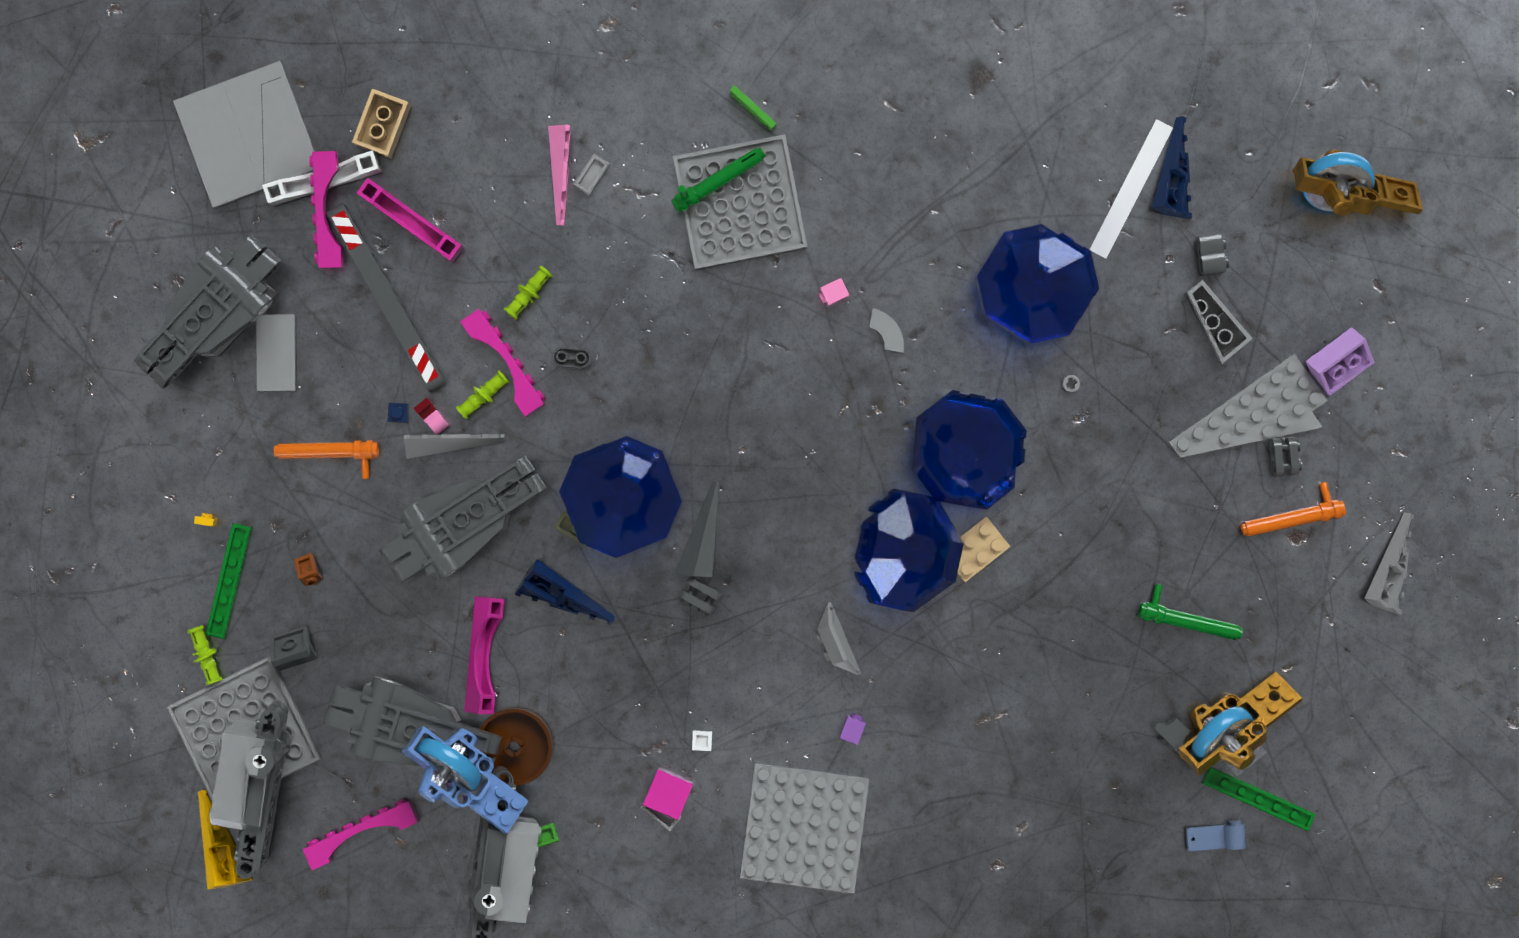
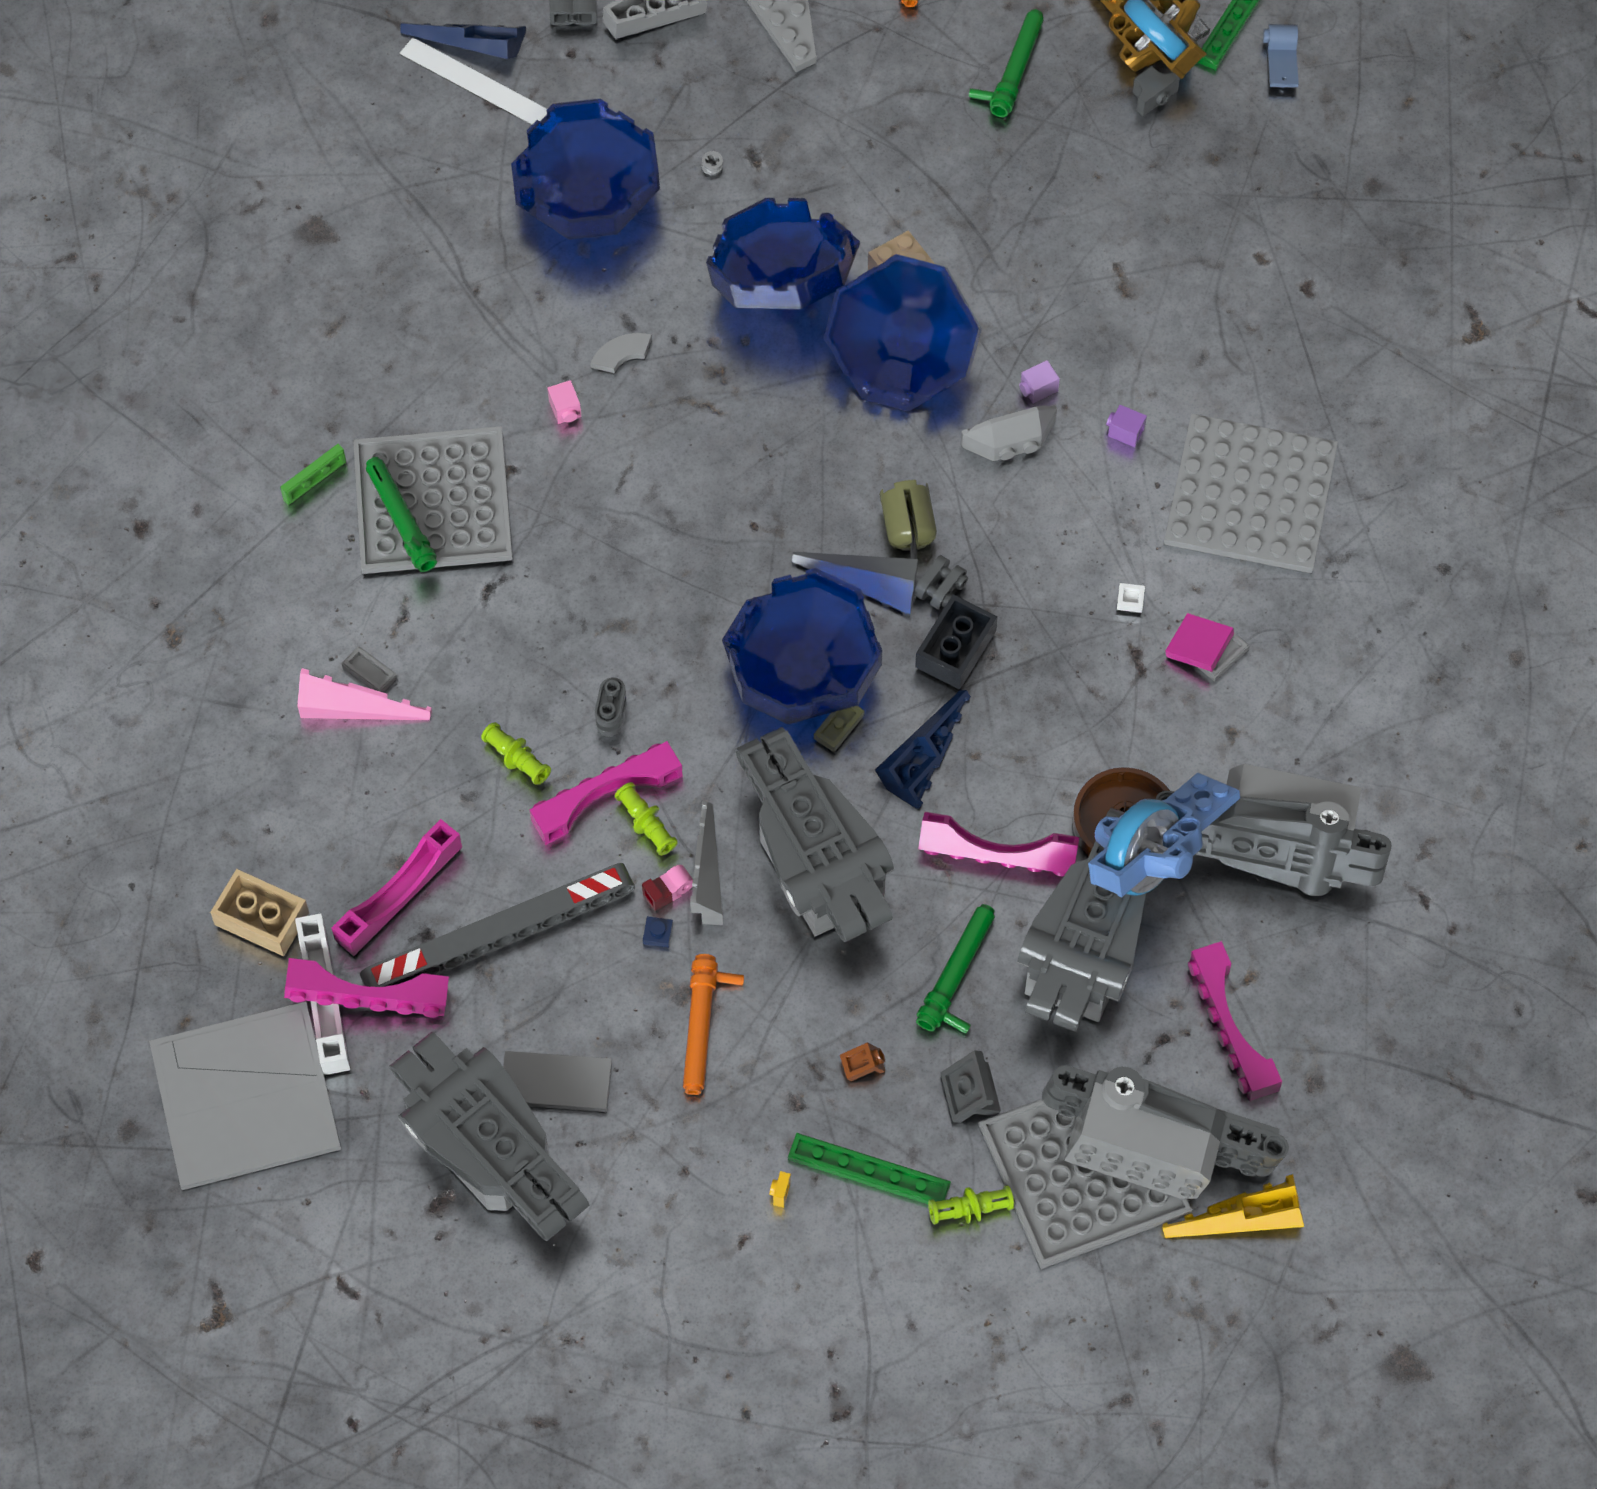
camera: 85 degrees left, 25 degrees down
(358, 619) = (938, 1000): none -> green cylinder
(648, 611) = (956, 641): none -> black brick
(756, 576) = (896, 516): none -> olive cylinder
(885, 658) = (1039, 382): none -> lavender brick

